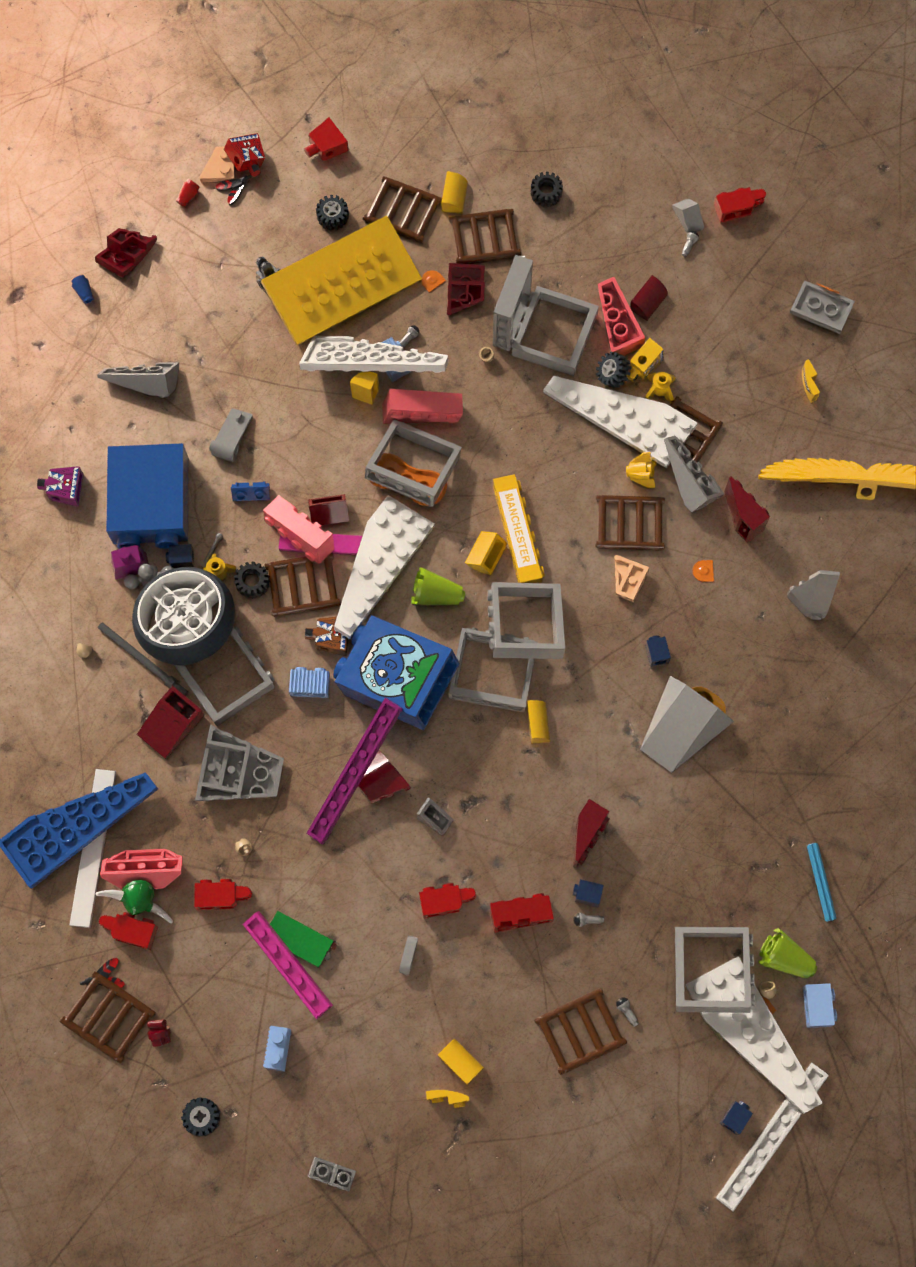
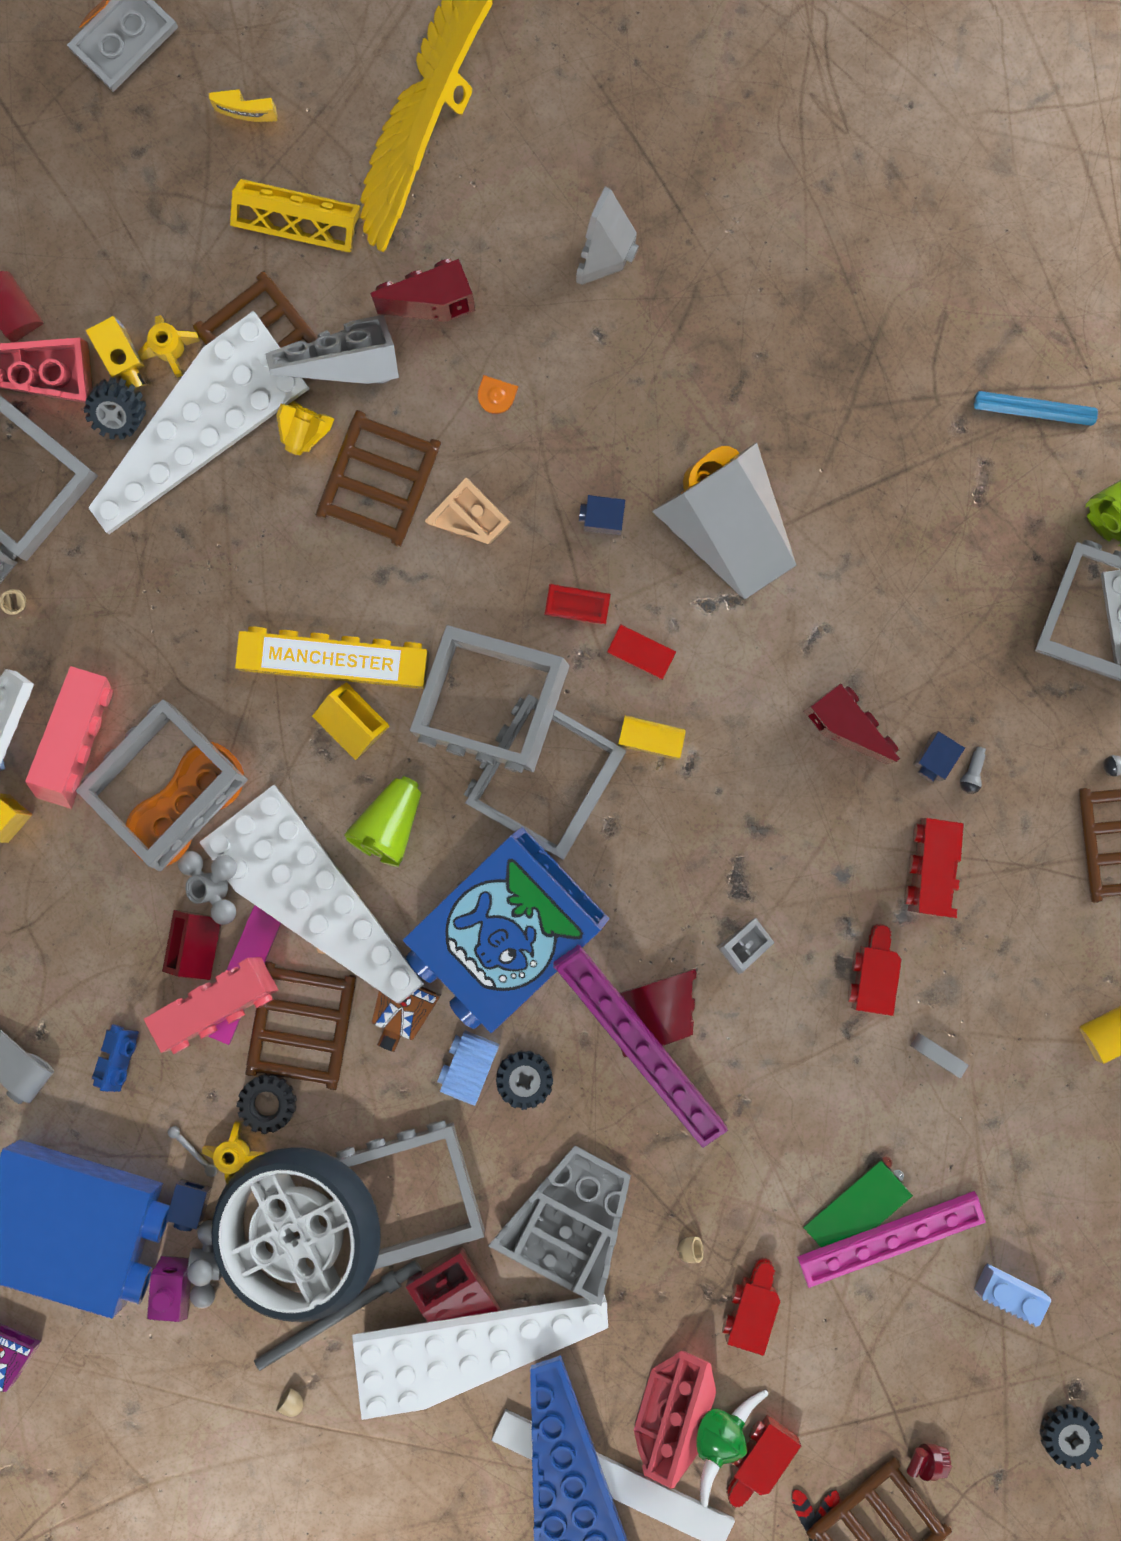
camera: 70 degrees left, 15 degrees up
(136, 725) = (437, 1360): none -> white wing
(317, 722) = (519, 1069): none -> black wheel
(364, 507) = (210, 886): none -> light grey piece
(586, 700) = (641, 652): none -> red tile
(600, 655) = (577, 604): none -> red tile
(766, 425) = (295, 204): none -> yellow fence

